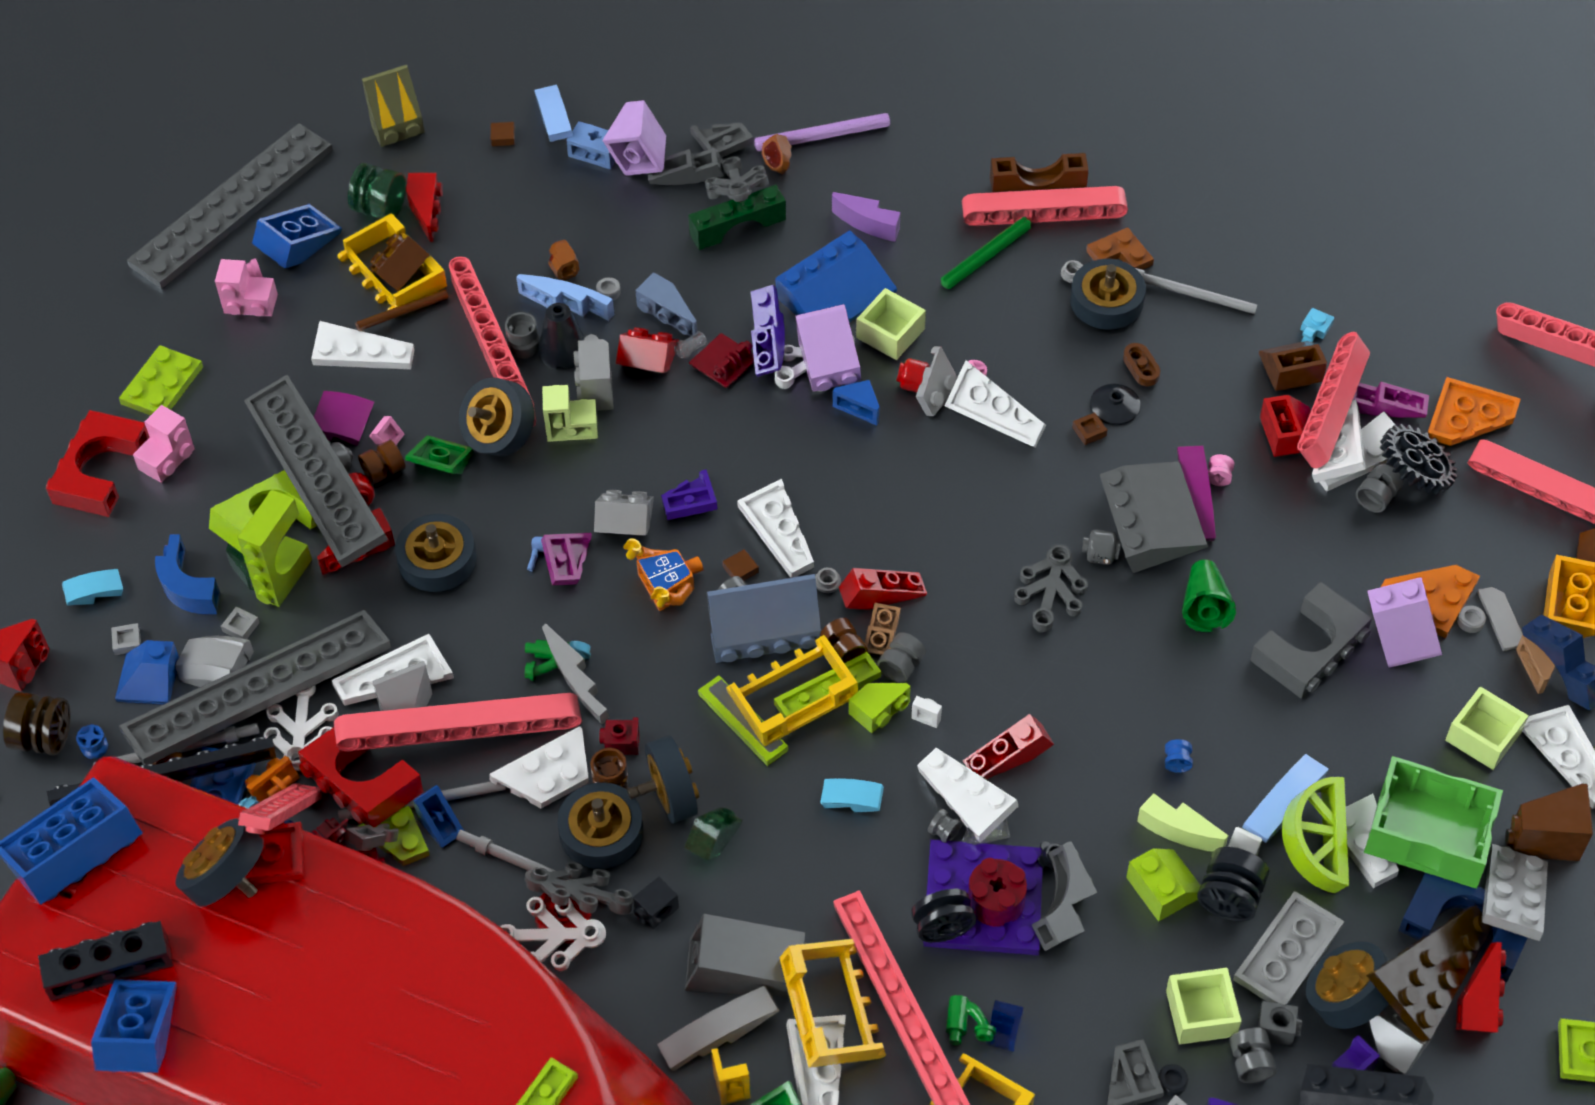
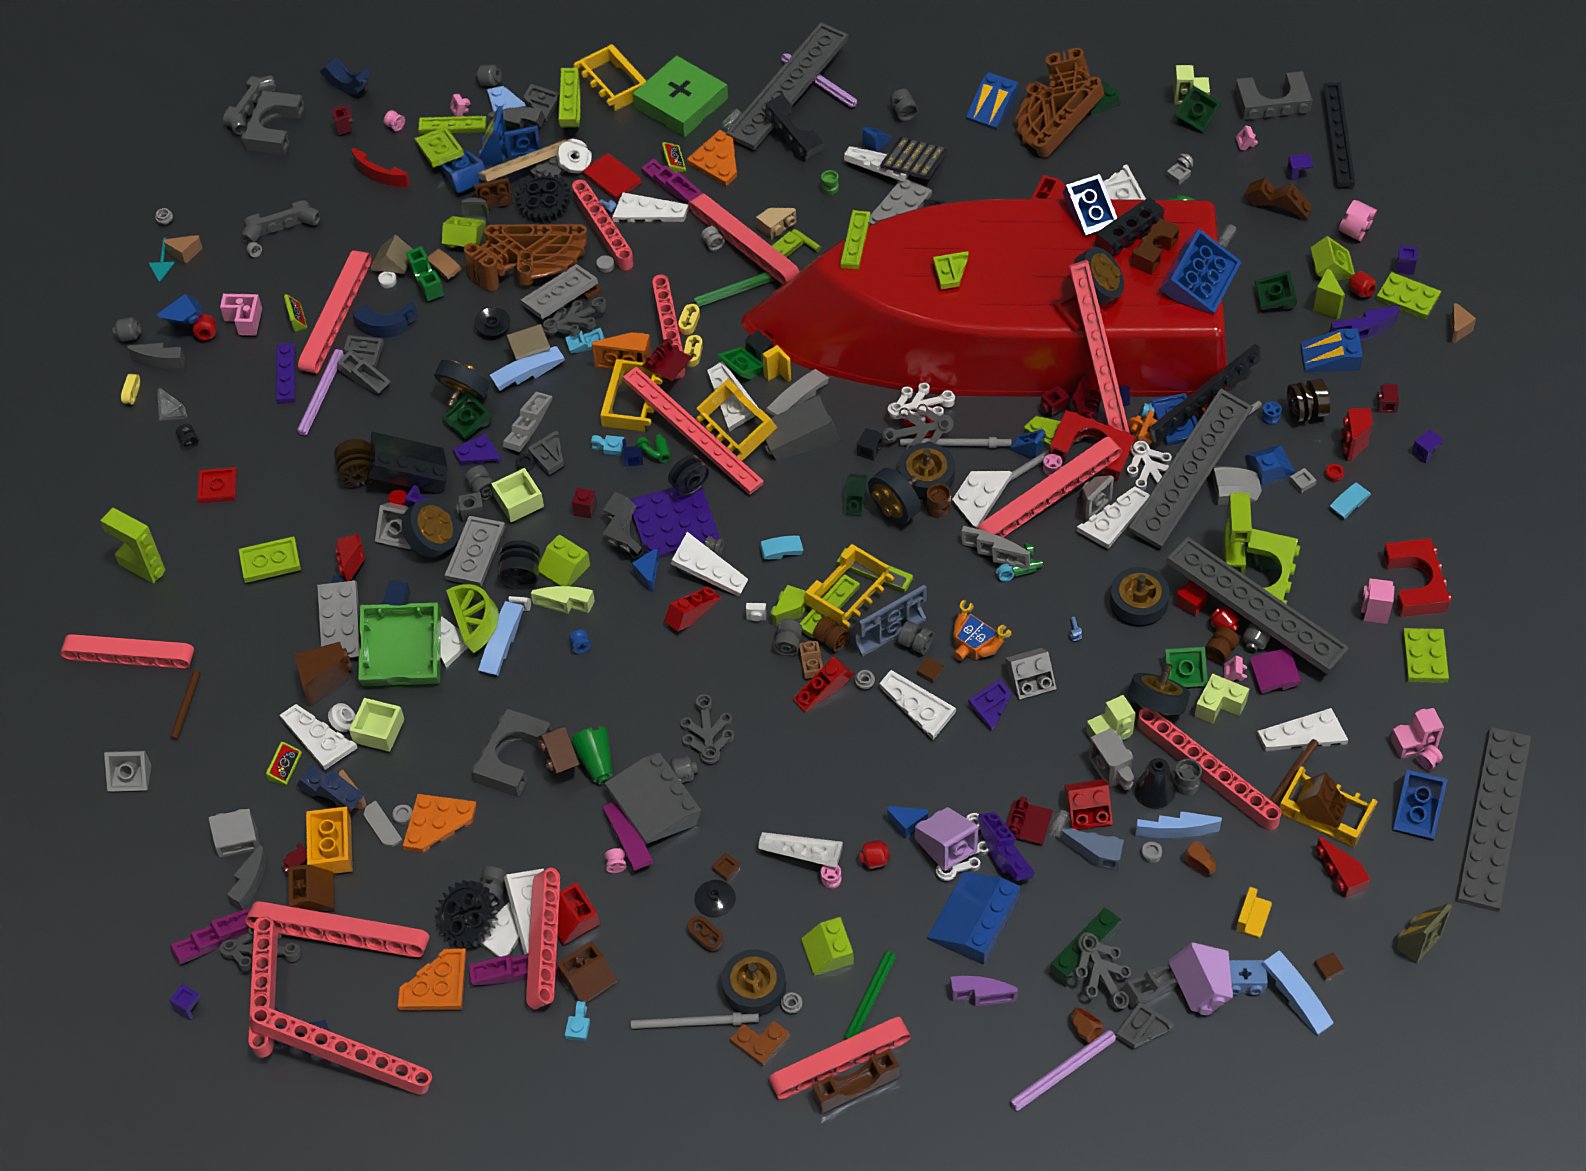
camera: 160 degrees right, 0 degrees up
(80, 634) = (1334, 473): none -> red tile
(117, 902) = (1161, 235): none -> reddish brown arch
(186, 592) = (1293, 517): blue arch -> none
(367, 837) = (1058, 404): flat silver plate -> none
(376, 191) = (1385, 851): clear green wheel -> none
(416, 993) = (950, 269): none -> lime wing
(427, 409) = (1221, 695): none -> yellowish green brick
(428, 768) = (1051, 464): none -> bright pink wheel
(546, 198) = (1253, 914): none -> yellow panel
(565, 556) = (1051, 628): magenta wing -> none
(621, 735) = (945, 529): dark red brick -> none
(890, 324) = (912, 887): yellowish green piece -> none
(936, 383) = (852, 854): light grey wing -> none
(997, 891) = (663, 506): dark red brick -> none
(1010, 305) = (828, 947): none -> lime slope
(1031, 1058) = (610, 445): none -> medium azure plate
(1050, 825) = (646, 569): none -> blue slope
(1106, 961) = (584, 503): none -> dark red brick
(1256, 597) = (558, 750): none -> reddish brown brick
(1404, 622) = (449, 773): lavender slope -> none
(1430, 971) = (382, 545): dark brown wing -> none
(1532, 761) = (341, 717): none -> white plate

